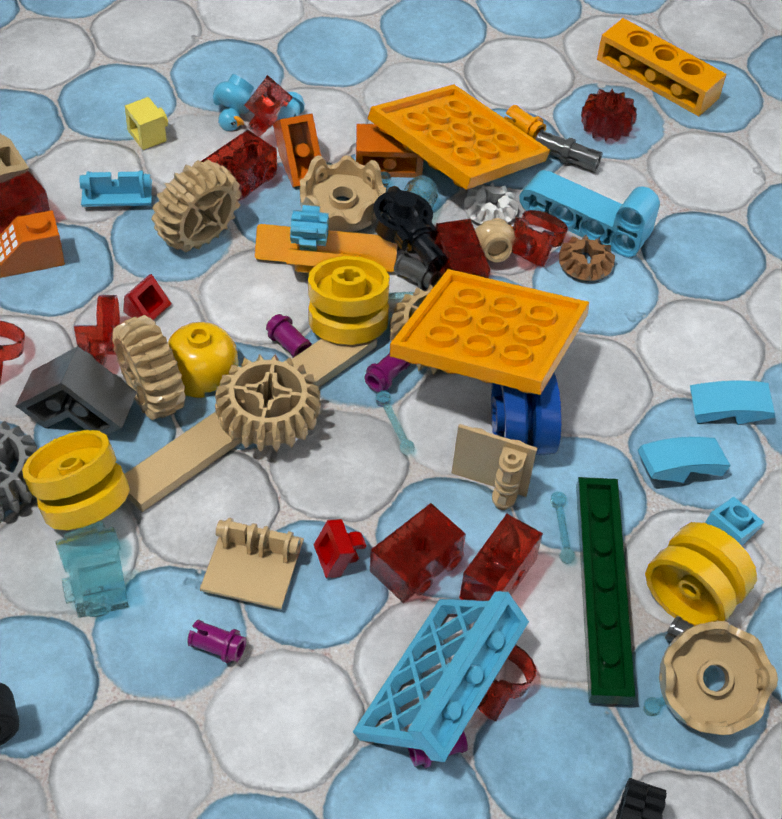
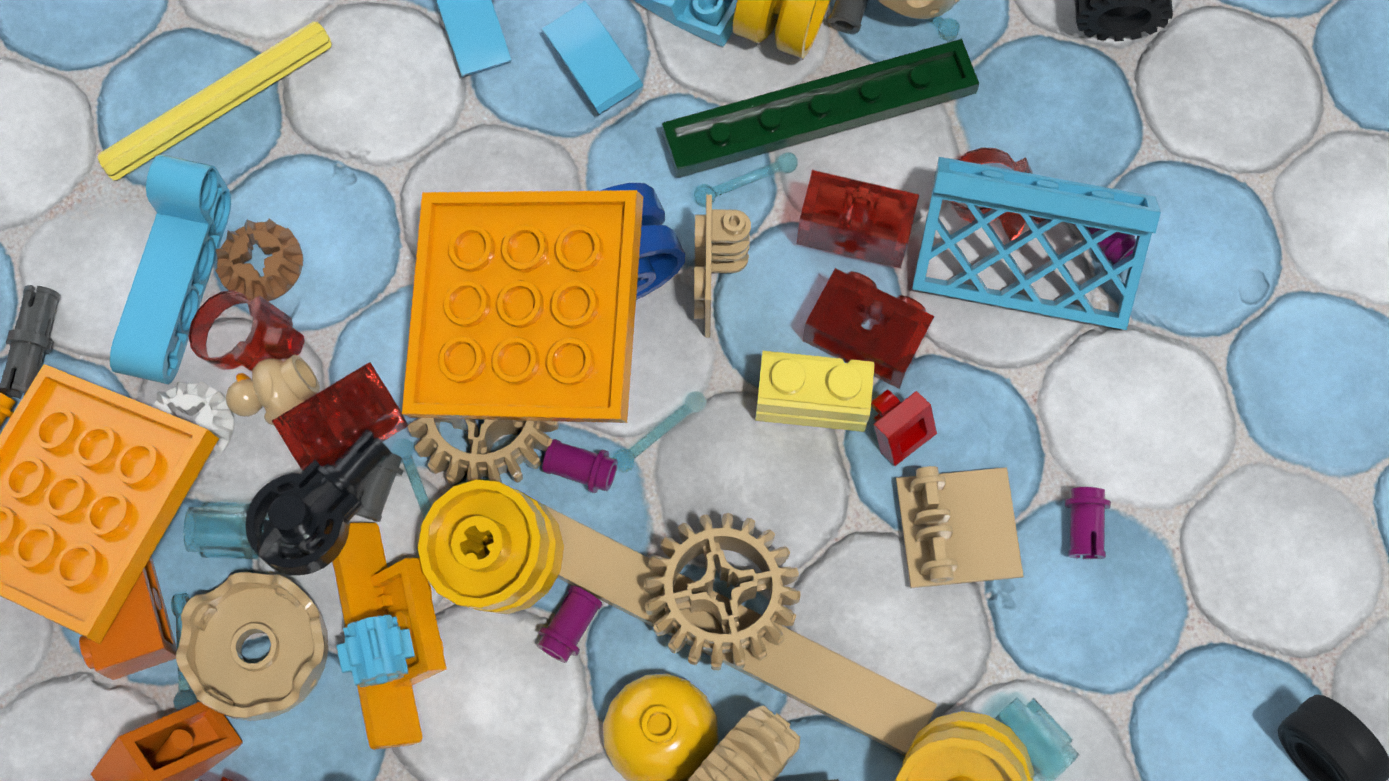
camera: 105 degrees left, 20 degrees up
(96, 585) = (1084, 701): clear light blue brick -> none
(383, 499) = (815, 391): none -> light yellow brick
(707, 265) = (214, 100): none -> light yellow axle

